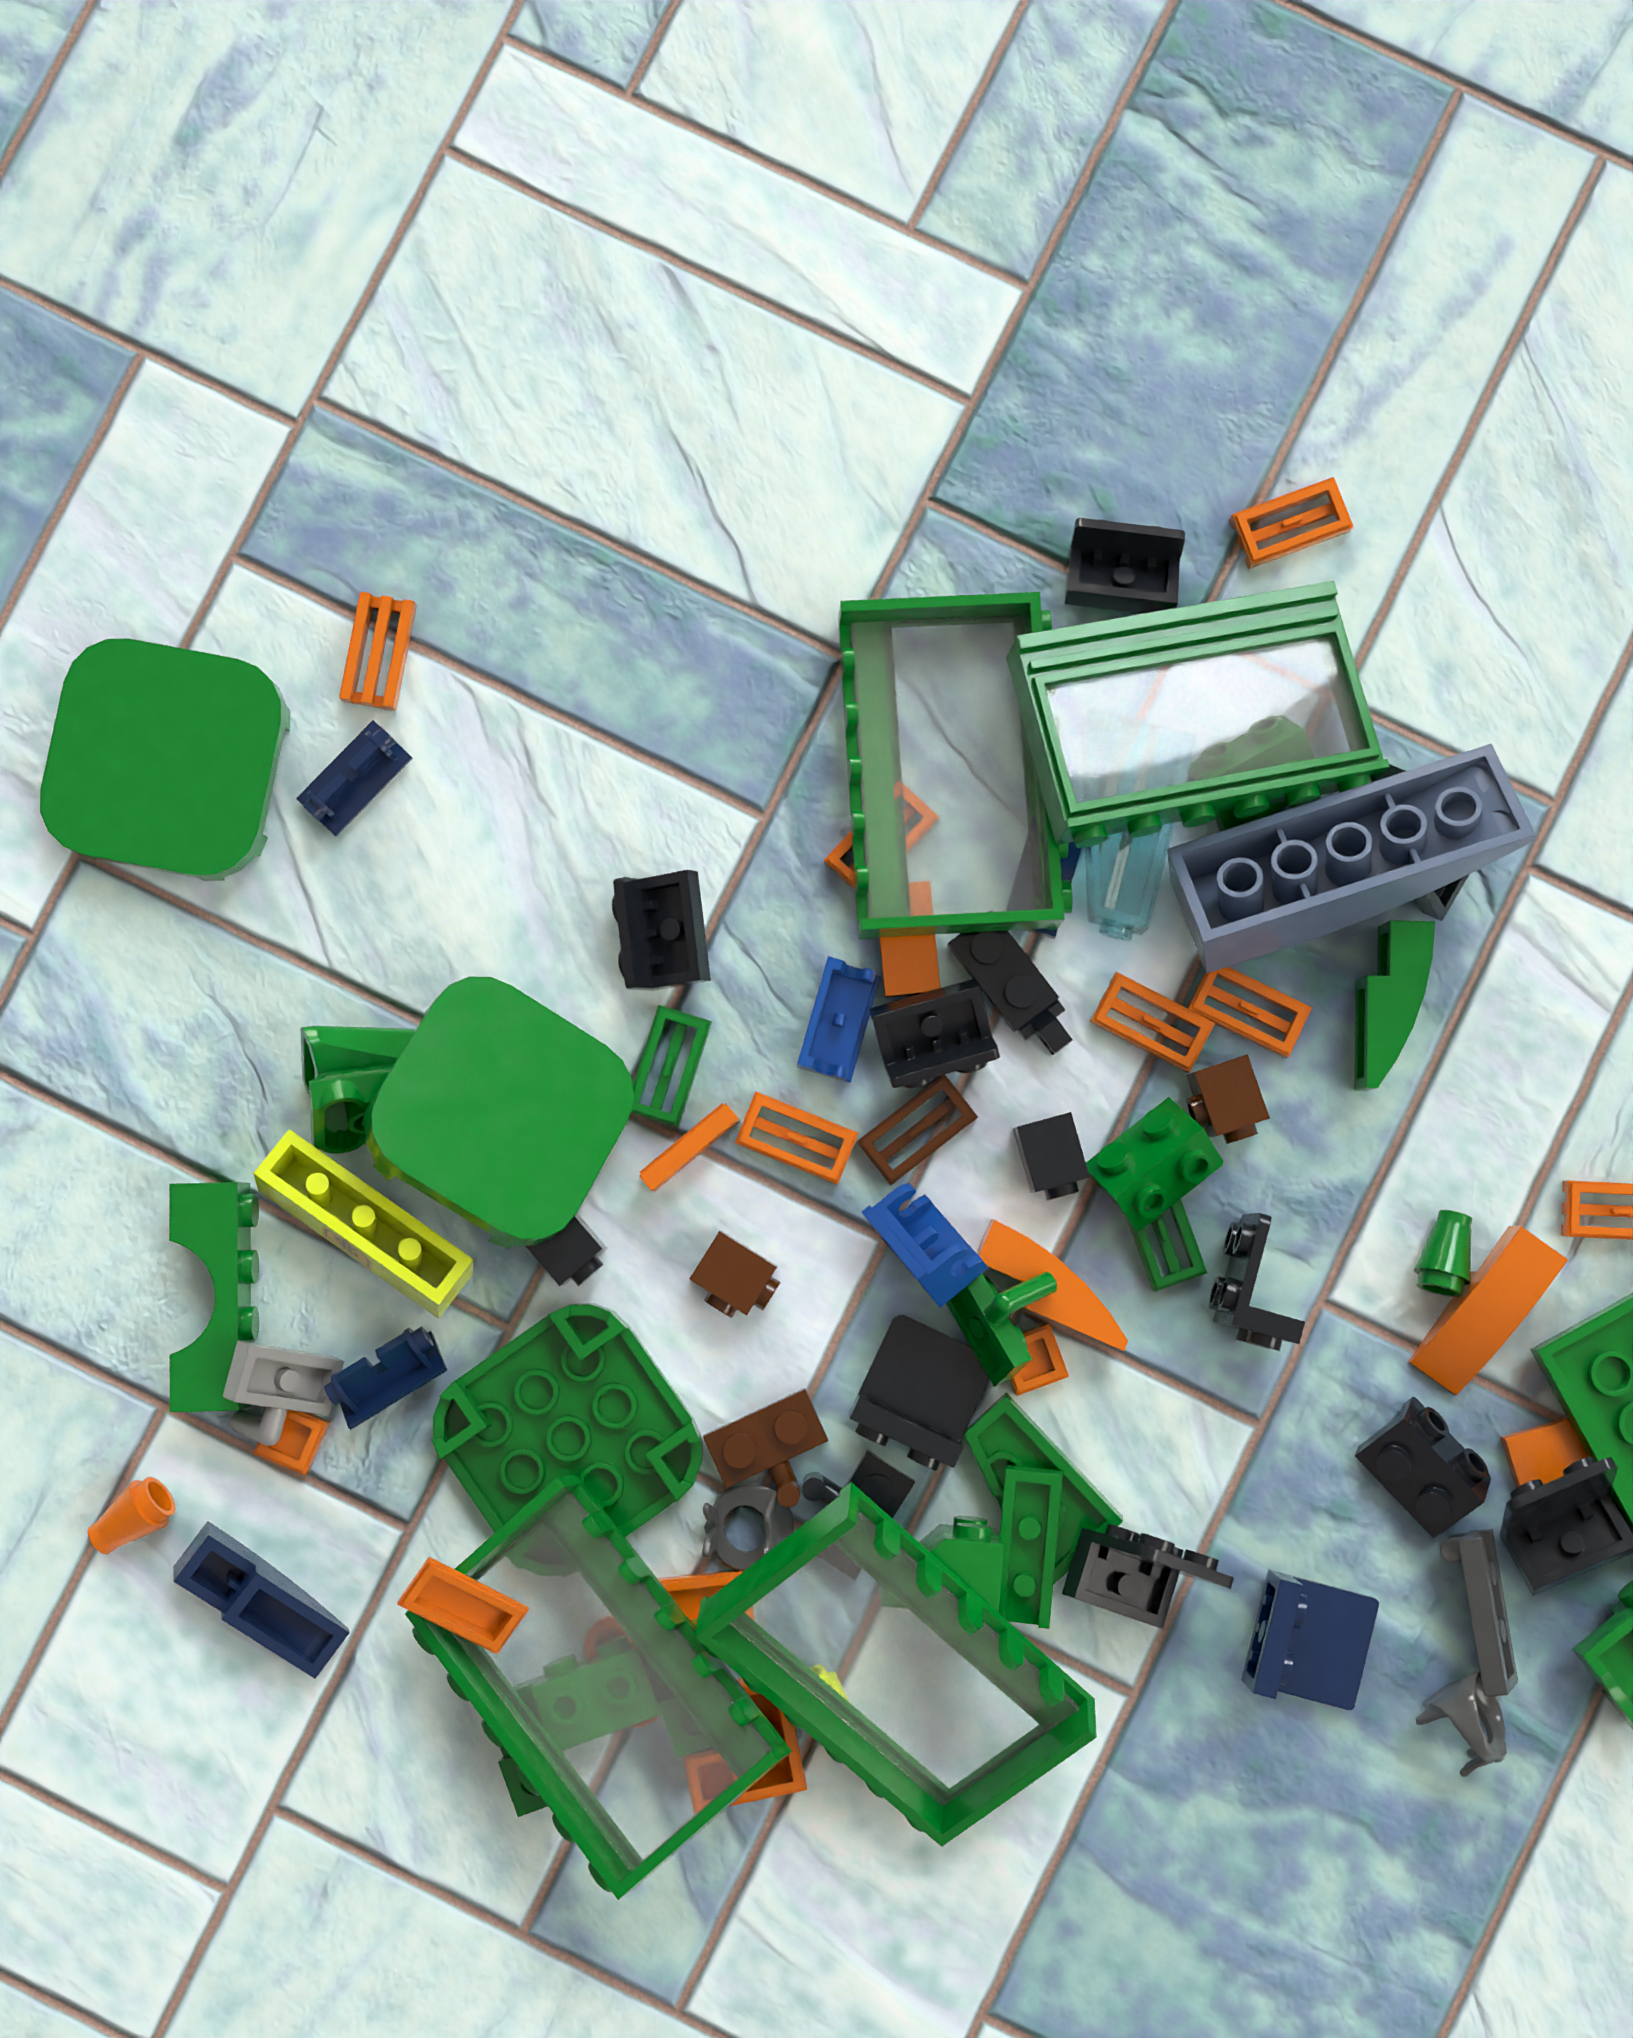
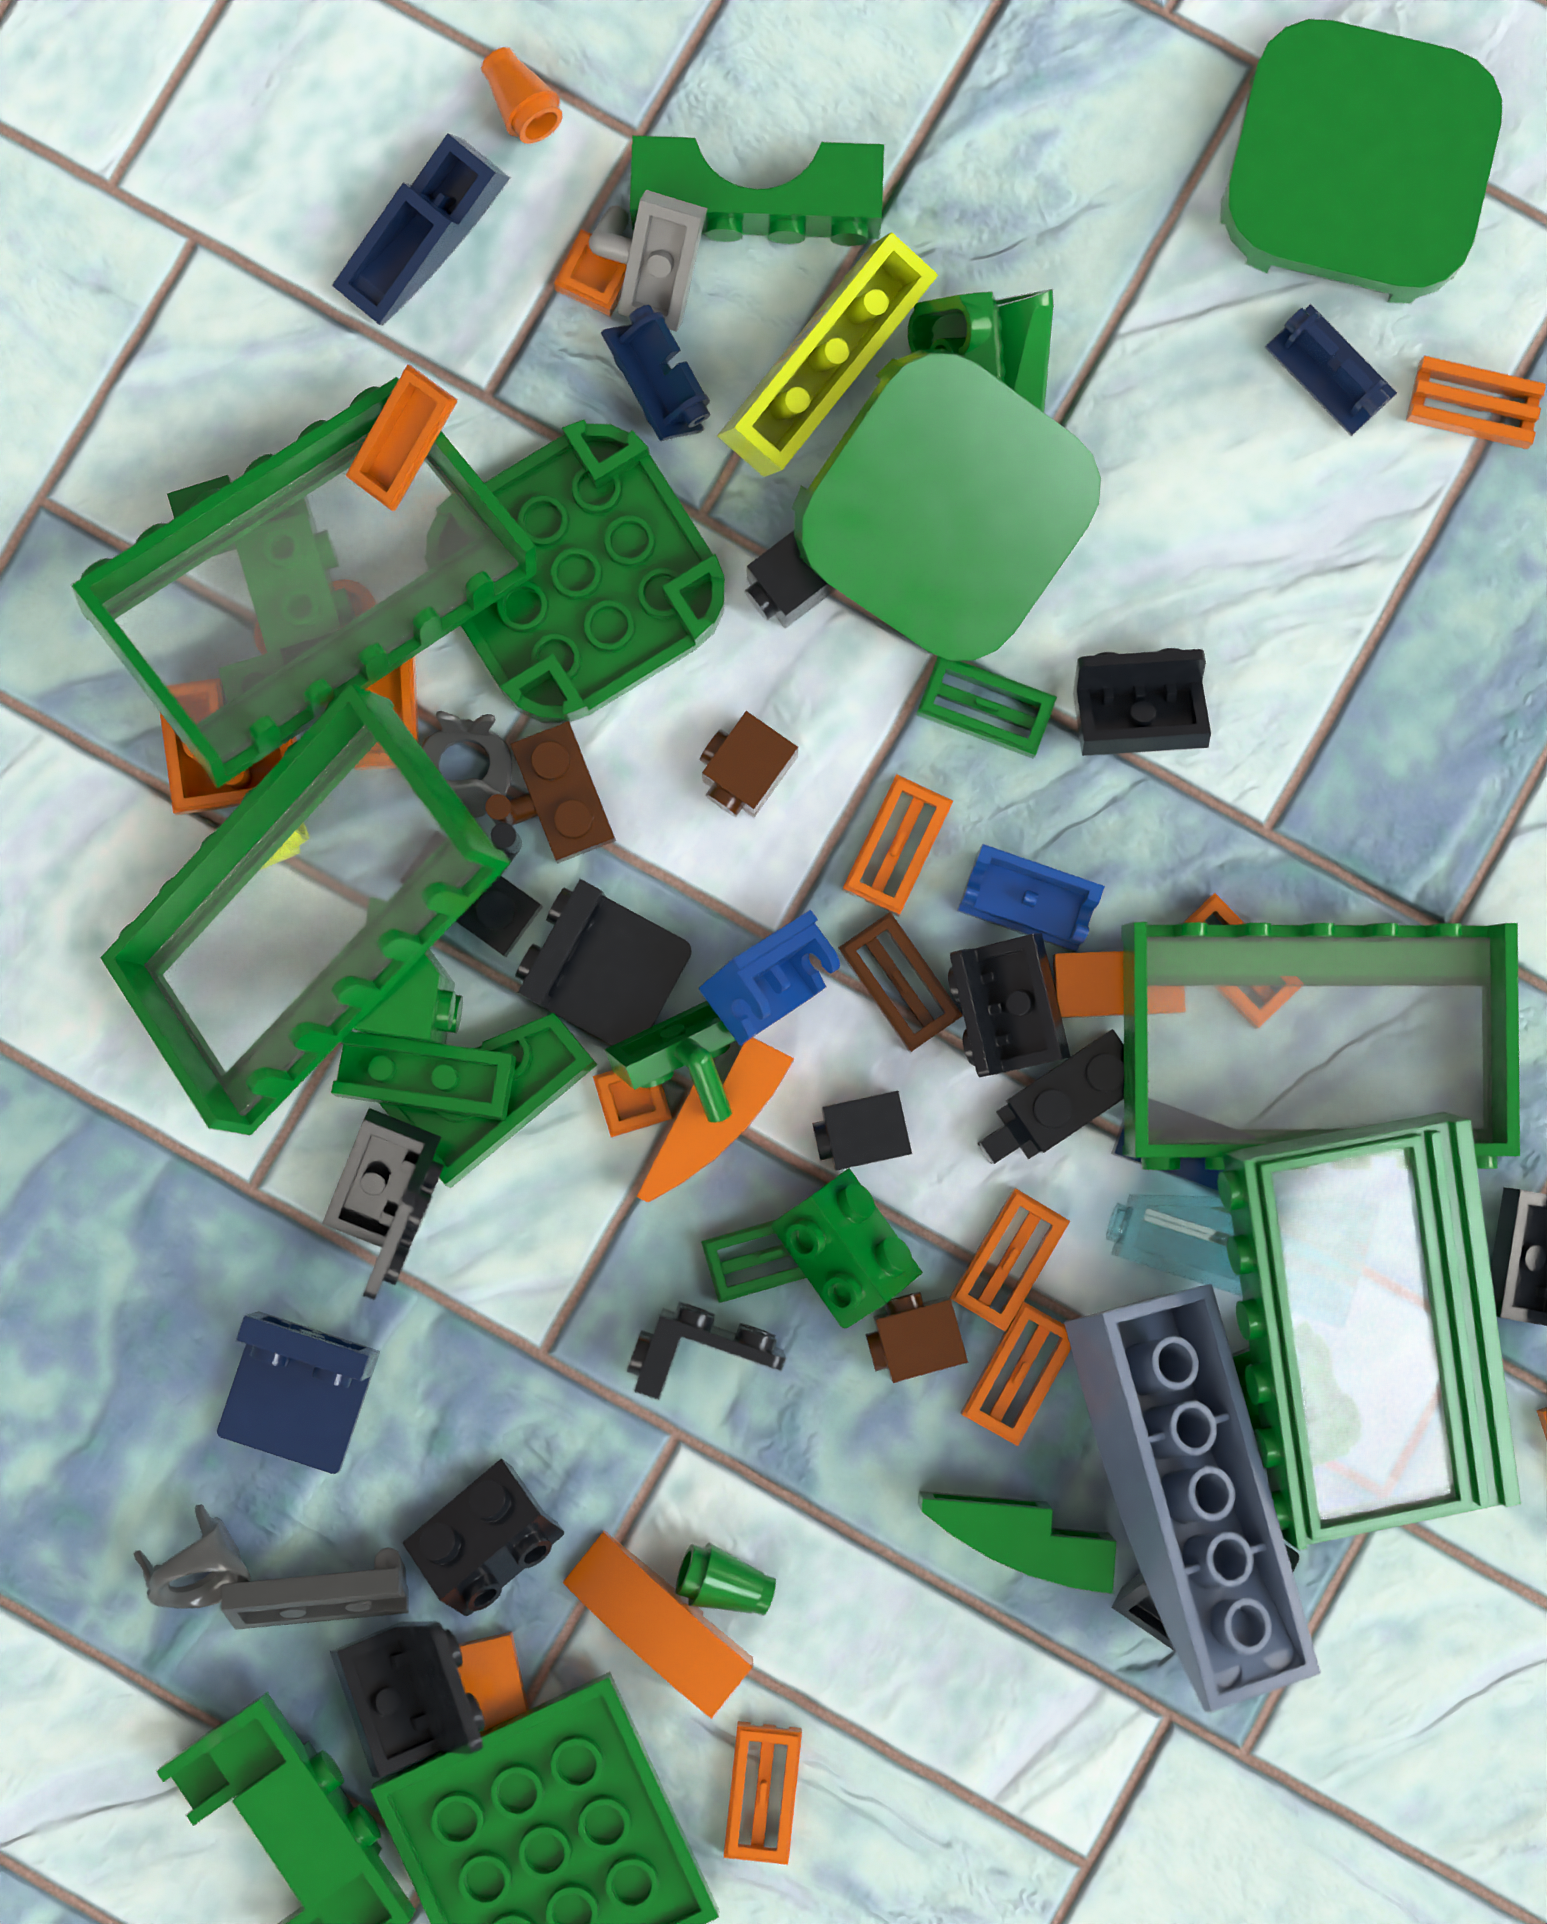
camera: 90 degrees right, 0 degrees up
(688, 1147) = (894, 721): orange tile -> none

